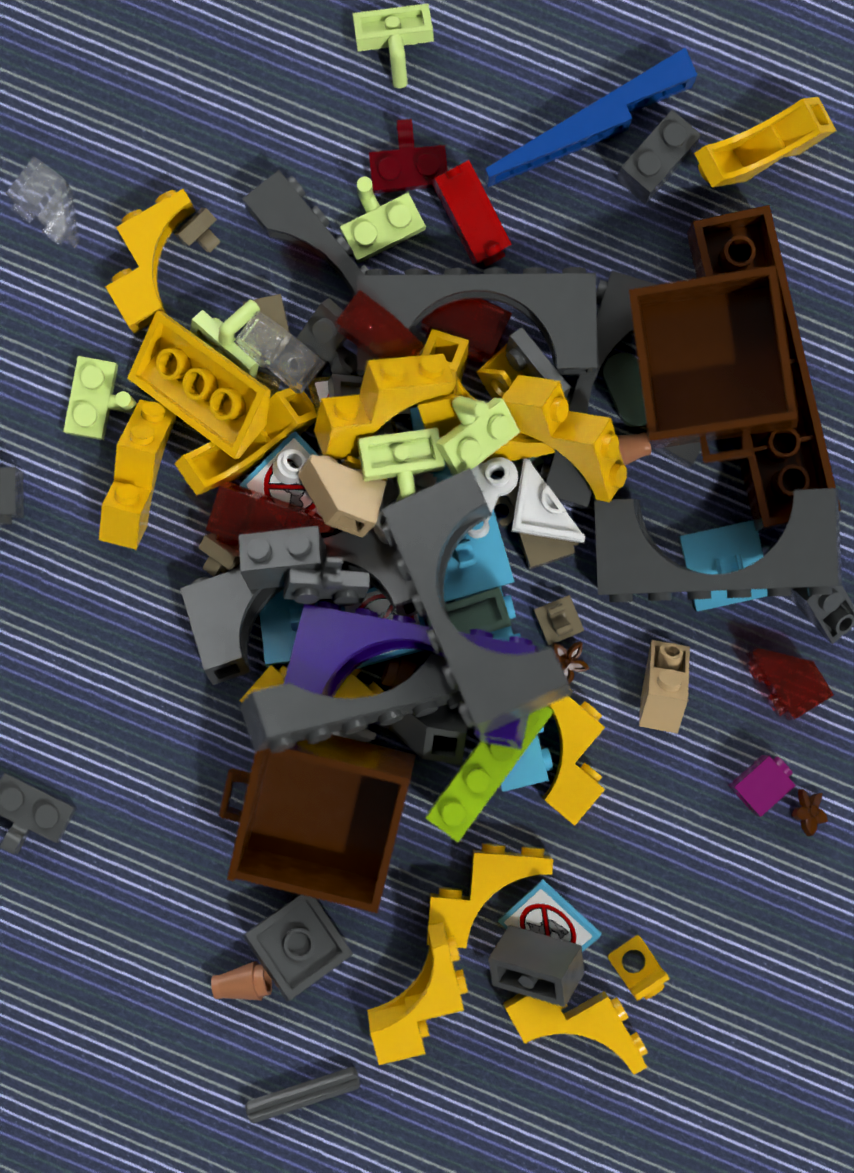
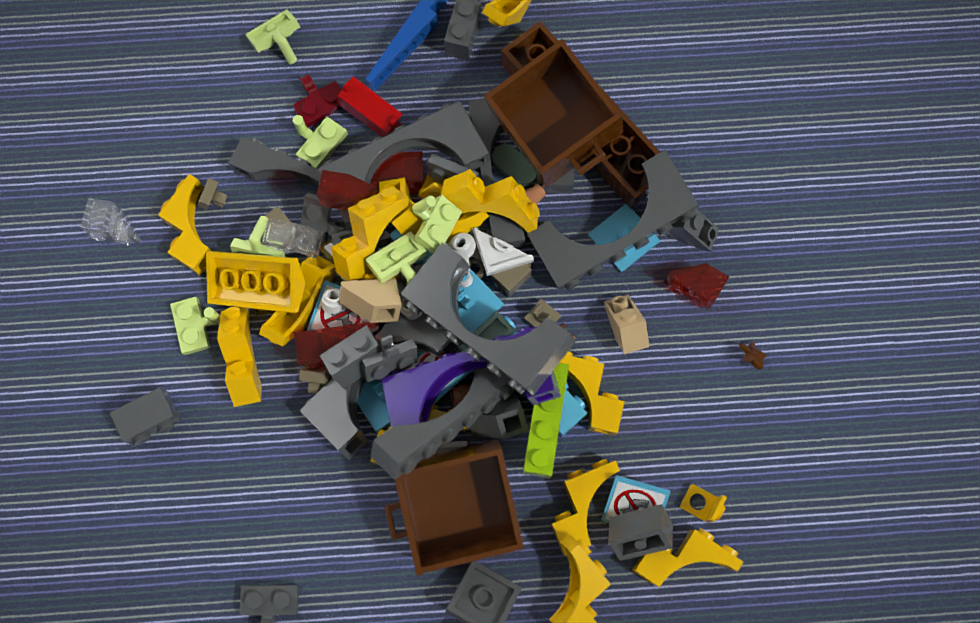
camera: 25 degrees left, 10 degrees down
(763, 784) = (716, 352): magenta brick -> none

